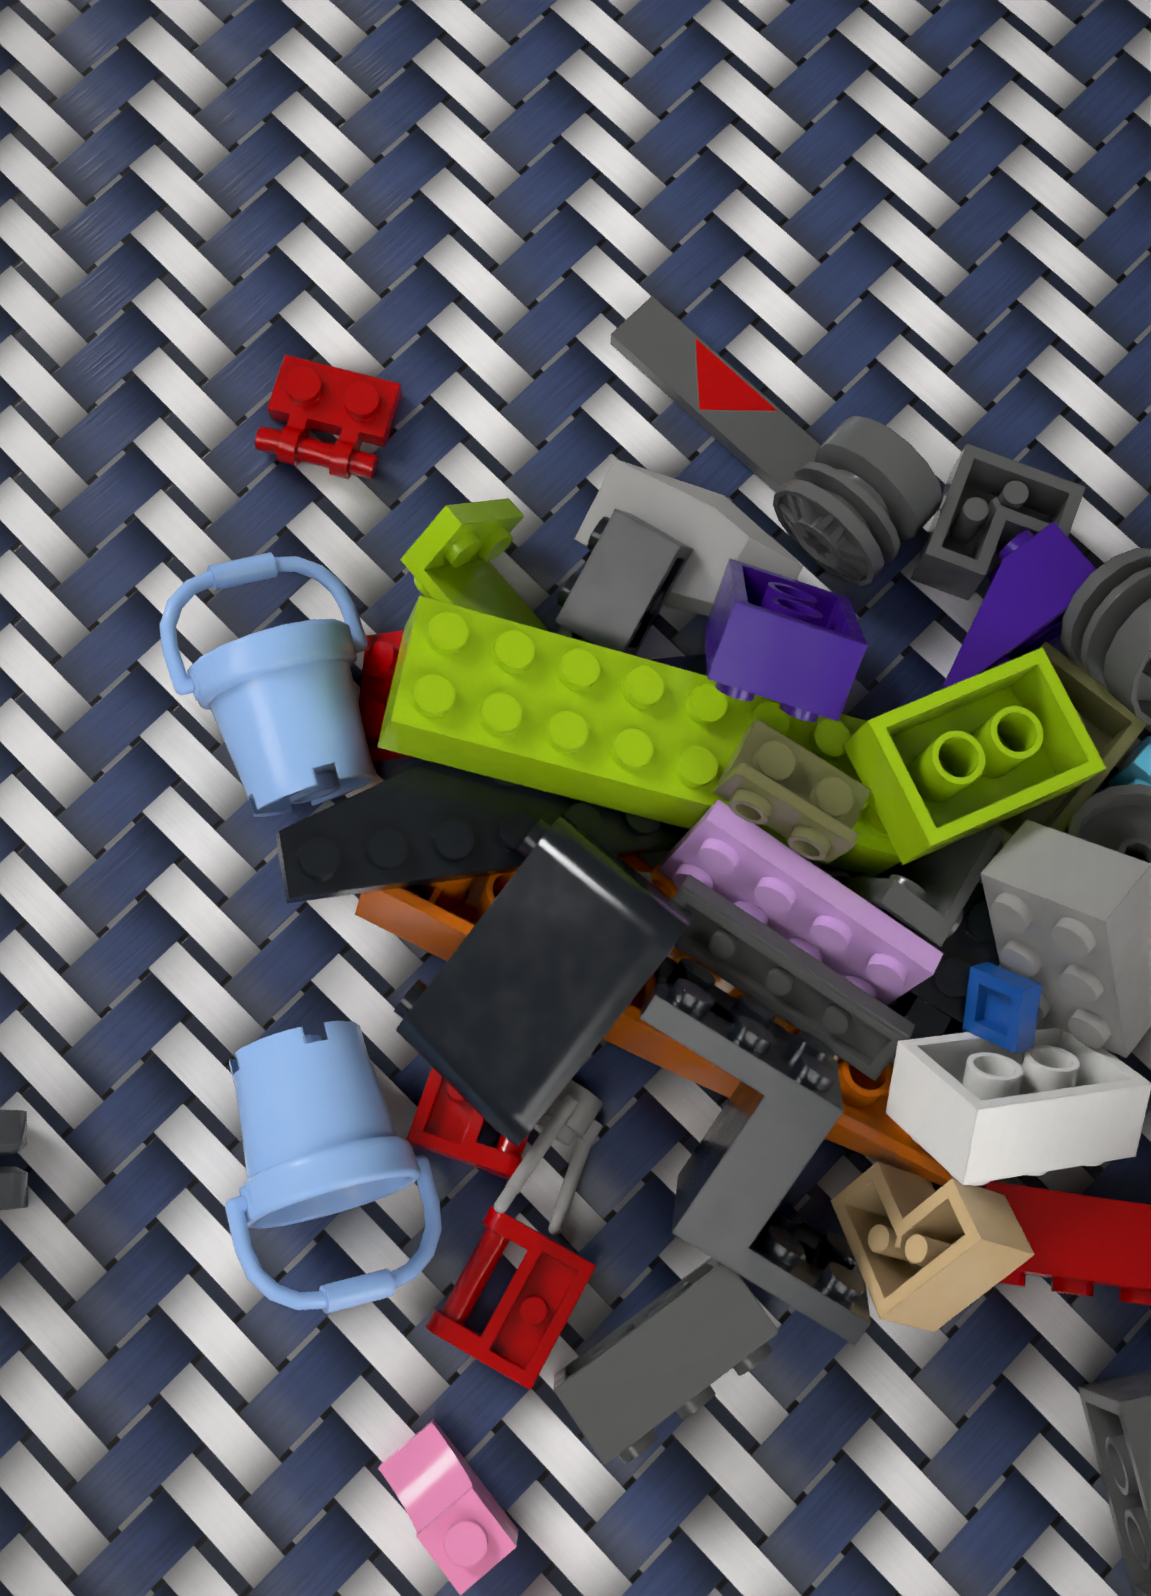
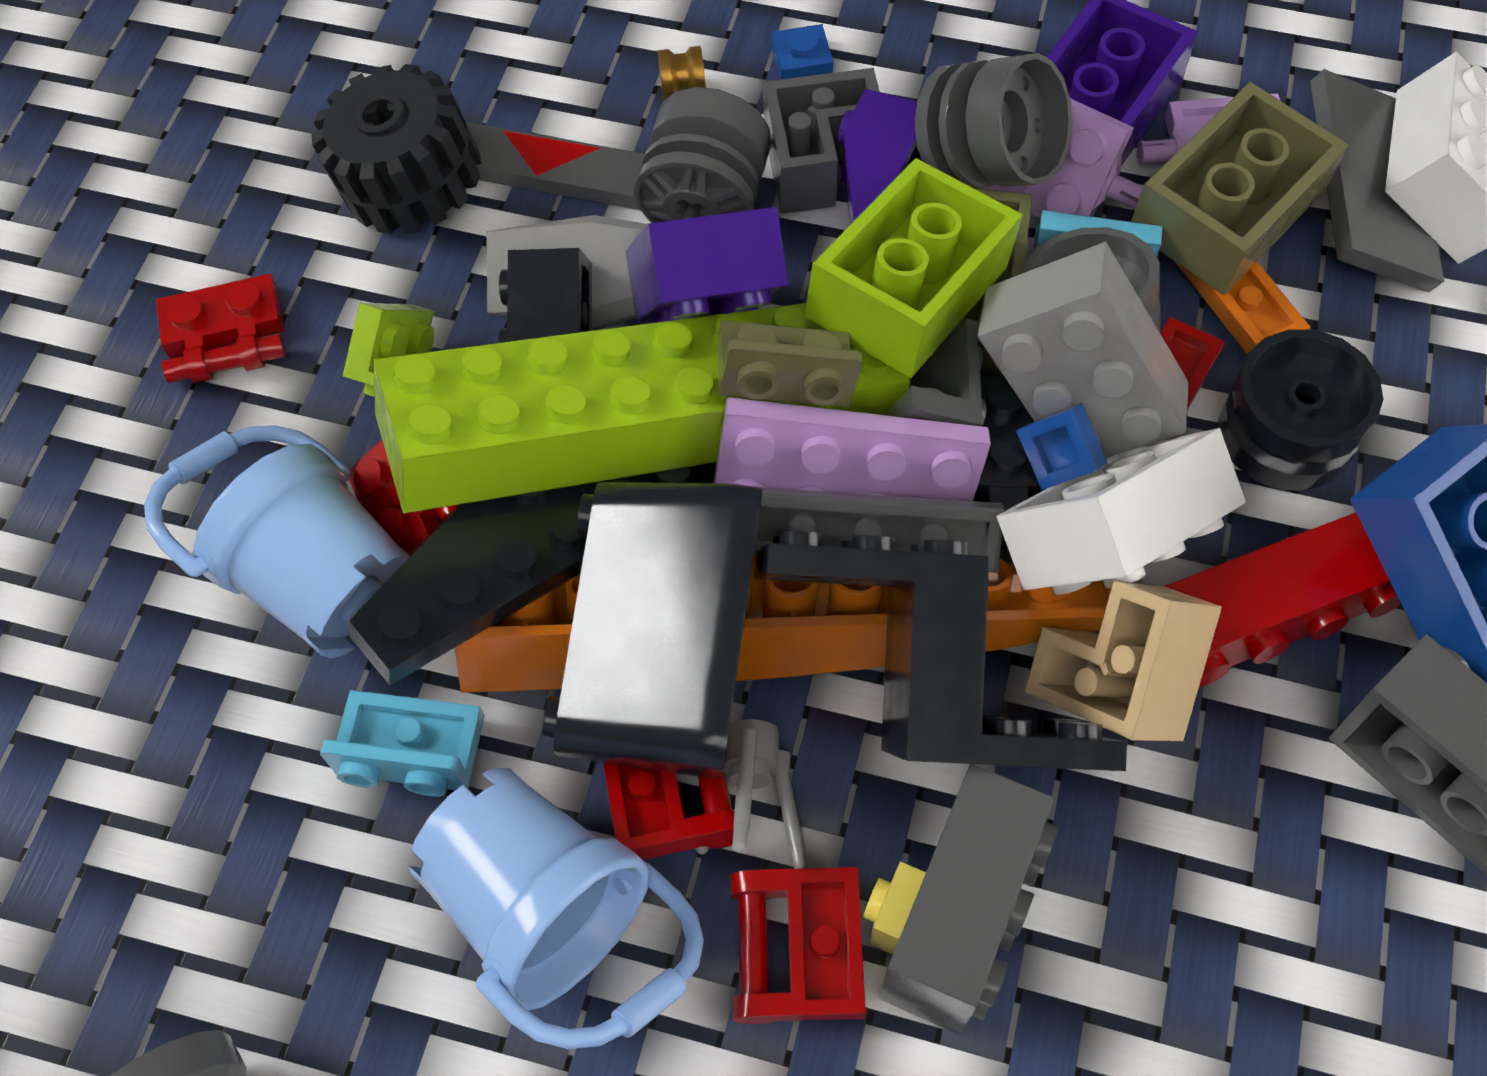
camera: 25 degrees left, 15 degrees down
(299, 938) = (405, 742): none -> medium azure bracket
(588, 312) = (412, 137): none -> black wheel
(606, 1316) = (891, 906): none -> light yellow plate
(902, 371) = (681, 70): none -> pearl gold wheel
(1039, 405) = (801, 52): none -> blue plate

